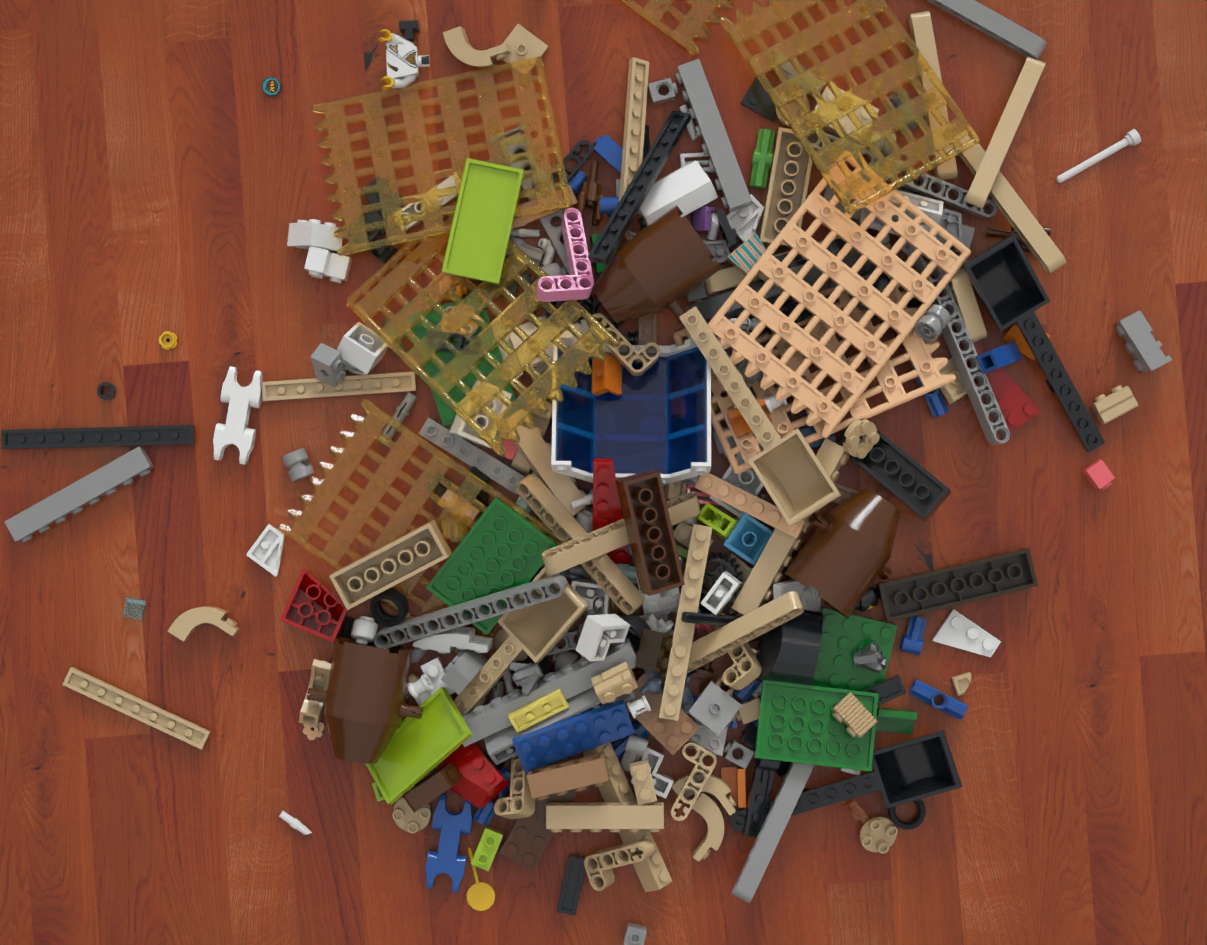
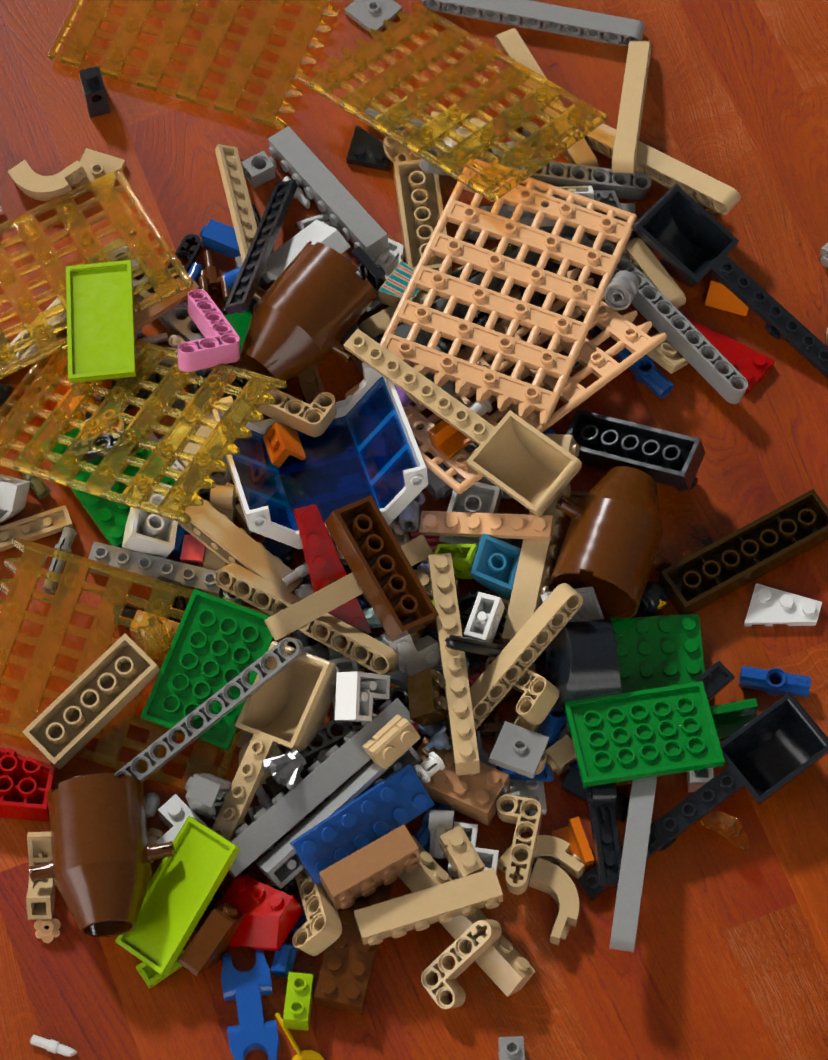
camera: 15 degrees left, 25 degrees down
(382, 616) = (111, 741): black tyre -> none
(409, 820) = (194, 993): tan dish -> none
(420, 686) = (163, 825): white bush -> none
(460, 637) = (180, 770): white slope -> none
(538, 710) = (312, 805): light yellow tile -> none
(571, 885) = (415, 1018): black plate -> none
(744, 759) = (572, 799): light grey brick -> none
(762, 158) = (386, 202): bright green piece -> none
(854, 716) = (682, 704): tan brick -> none
(860, 447) = (593, 416): tan plate -> none
(870, 658) = (679, 649): flat silver rock -> none
(878, 834) = (762, 851): tan dish -> none
(912, 640) = (721, 627): blue piece -> none
(912, 824) = (785, 797): black tyre -> none
(961, 683) = (794, 659): tan tile -> none
(999, 357) = (707, 313): blue brick -> none
(1132, 138) = (765, 87): white piece -> none

